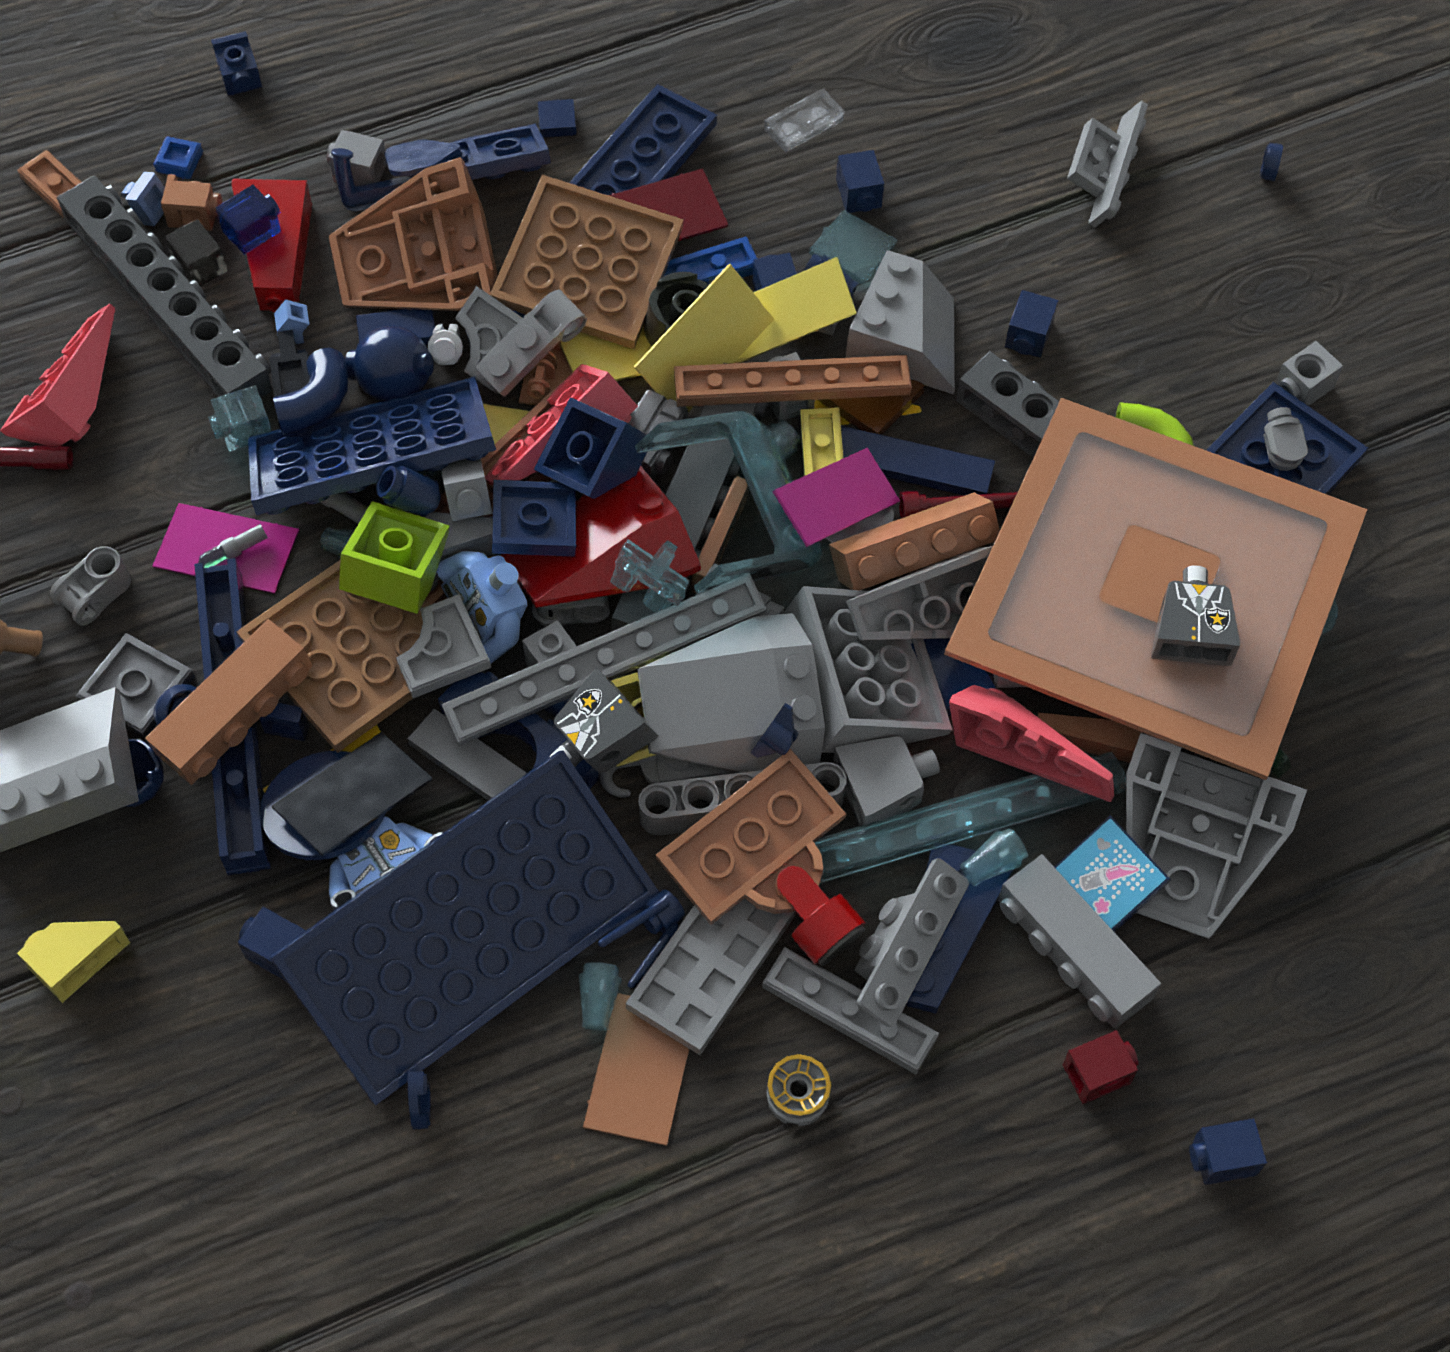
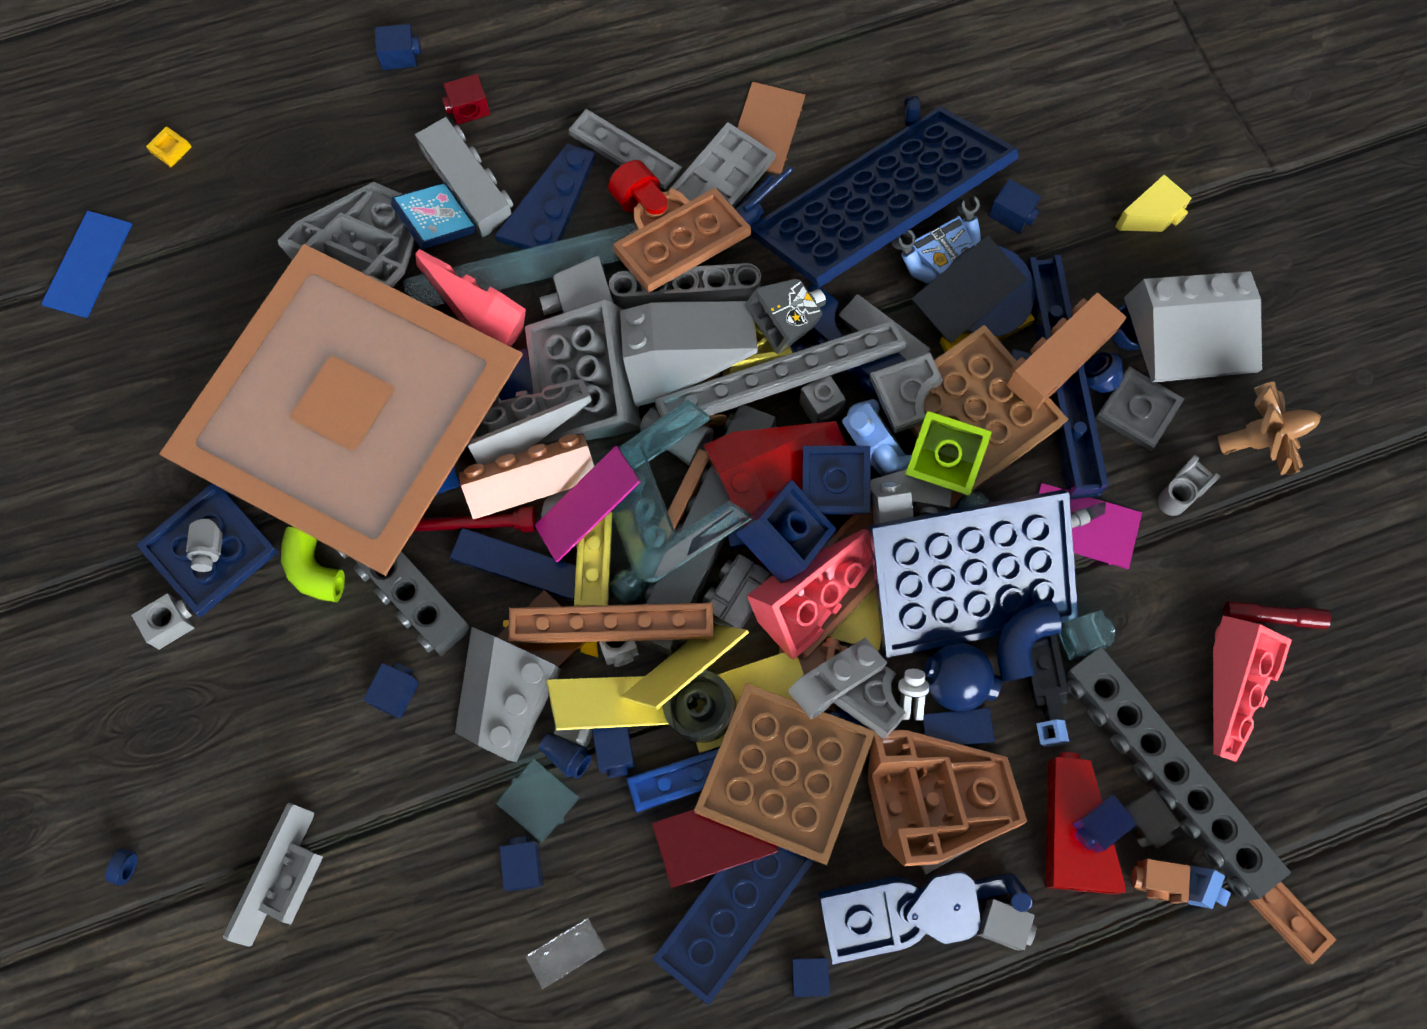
camera: 175 degrees left, 10 degrees up
(178, 157) = (1181, 950): blue tile -> none
(408, 490) = (940, 498): dark blue brick -> none
(598, 994) = (796, 158): clear light blue cone -> none
(664, 583) = (735, 415): clear light blue hips -> none
(778, 735) = (657, 293): dark blue piece -> none
(806, 1074) = (672, 91): light grey wheel -> none
(906, 940) = (583, 179): light grey bracket -> none
(996, 856) = (510, 226): clear light blue cone -> none
(1196, 622) = (325, 350): dark grey torso -> none

